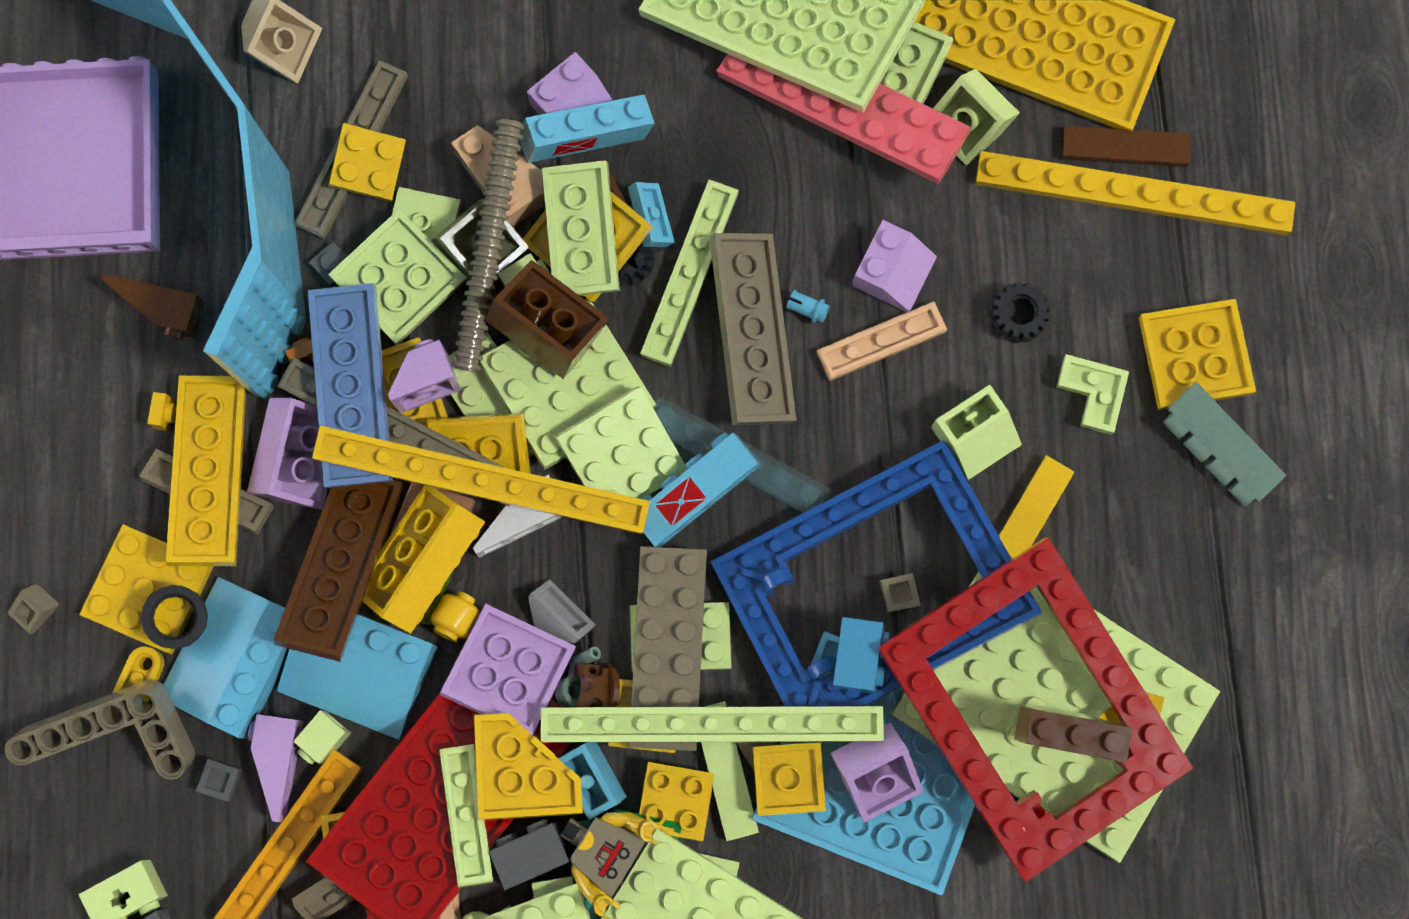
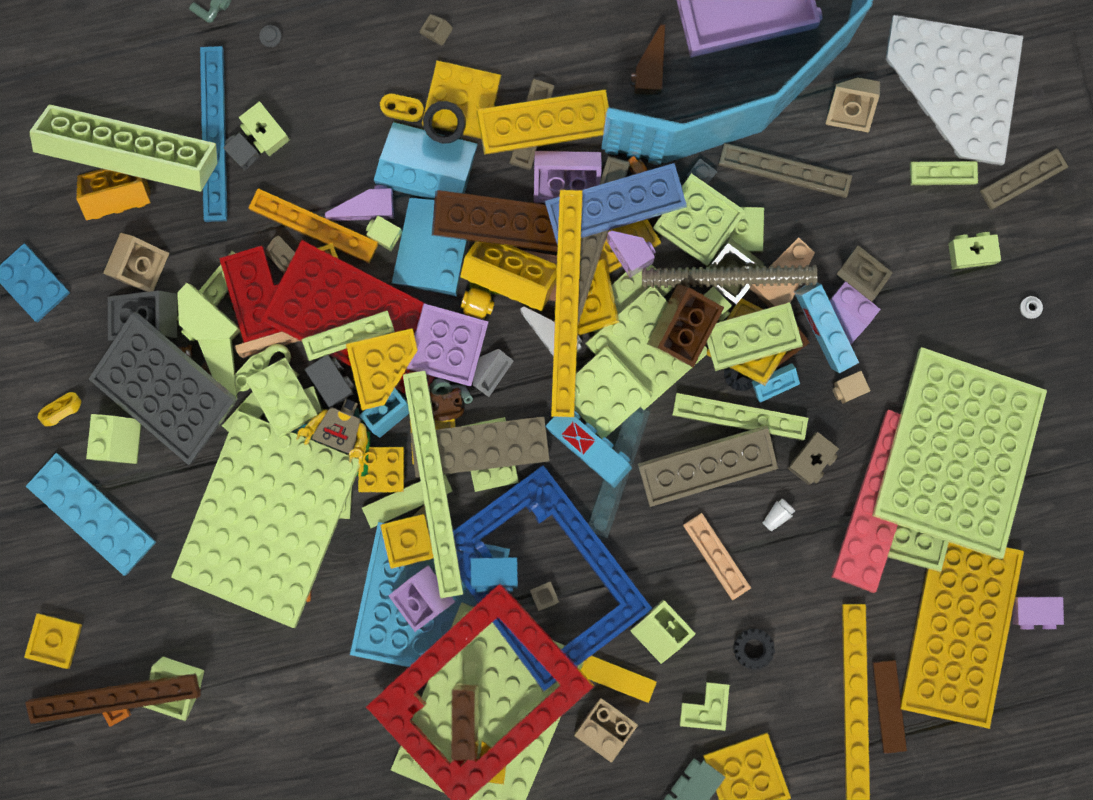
camera: 80 degrees right, 5 degrees up
(104, 721) = (369, 93): dark tan beam -> none
(162, 412) = (579, 84): yellow plate -> none
(219, 780) = (346, 173): dark grey plate -> none
(367, 162) = (776, 183): yellow plate -> none
(520, 66) = (864, 273): none -> dark tan plate
(676, 114) = (850, 387): none -> tan brick
(770, 199) = (802, 466): none -> dark tan brick
(810, 307) = (730, 503): medium azure pin -> none
(837, 245) = (778, 515): none -> white cone
(894, 267) = (769, 557): lavender slope -> none
(981, 107) = (893, 597): yellowish green slope -> none
(1105, 538) = (605, 730): none -> tan slope

